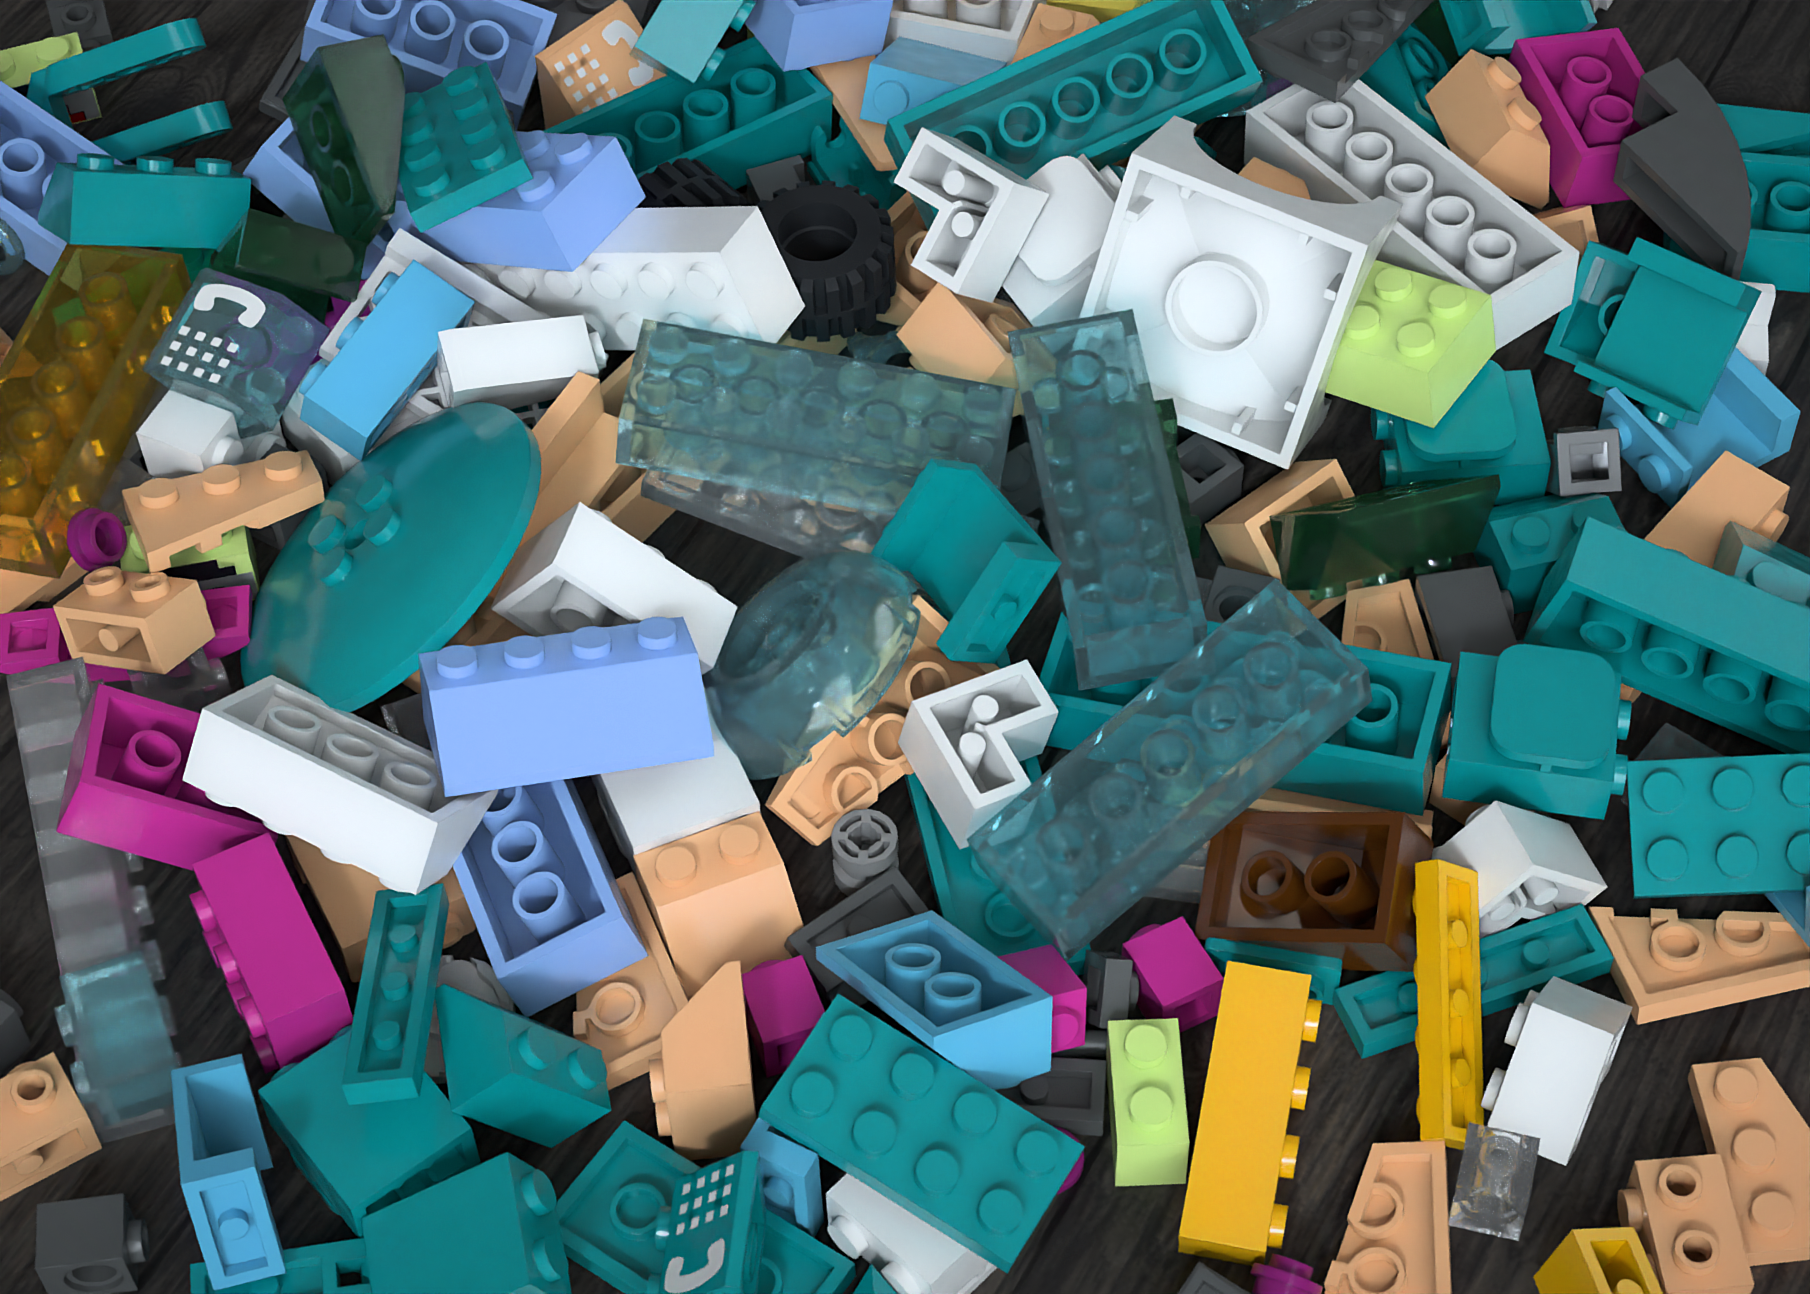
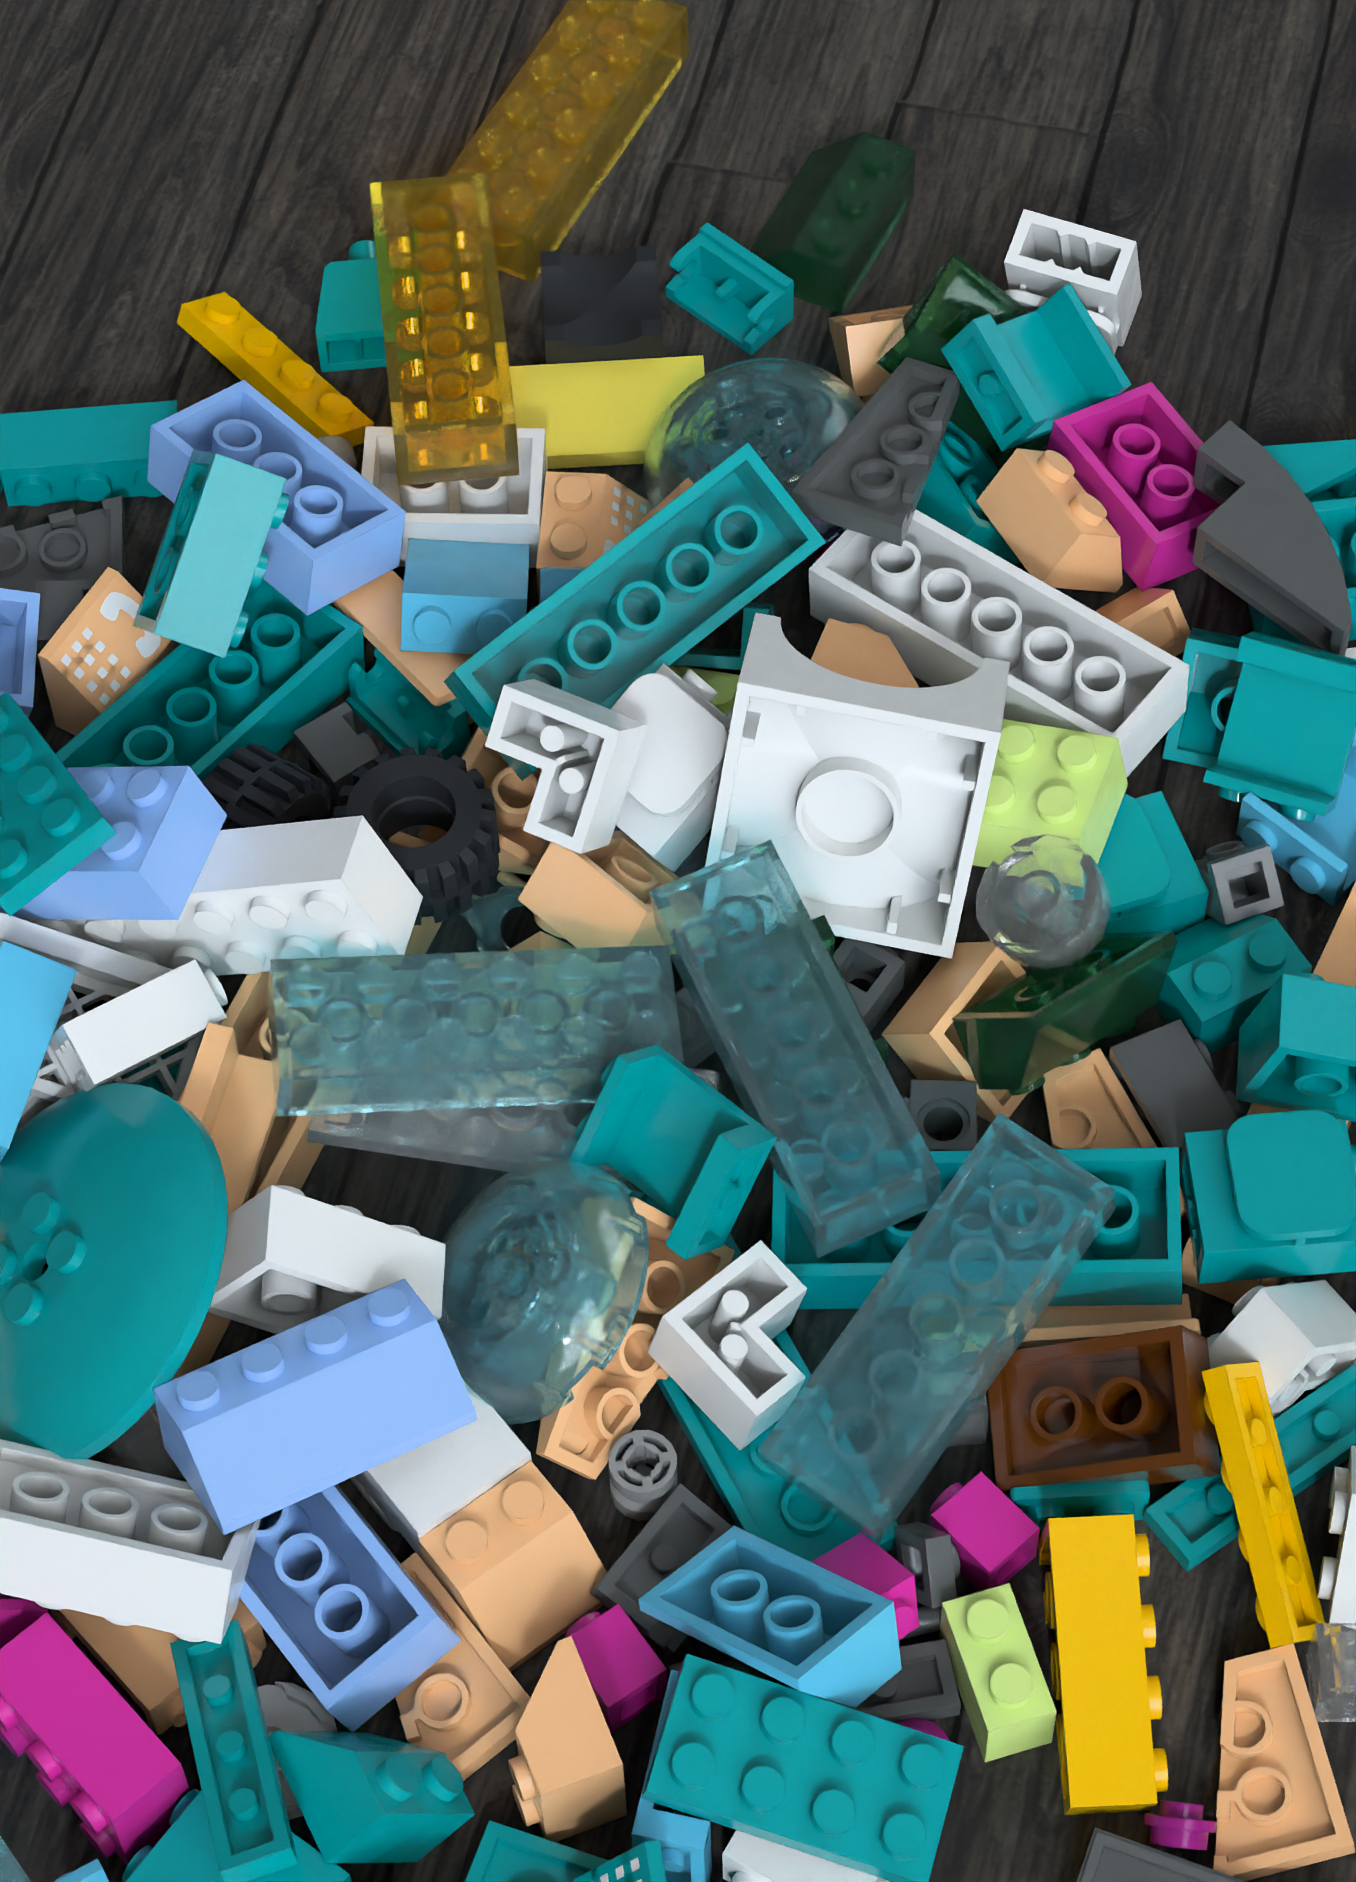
camera: 15 degrees left, 5 degrees up
(1383, 428) = (1044, 903): none -> clear cylinder

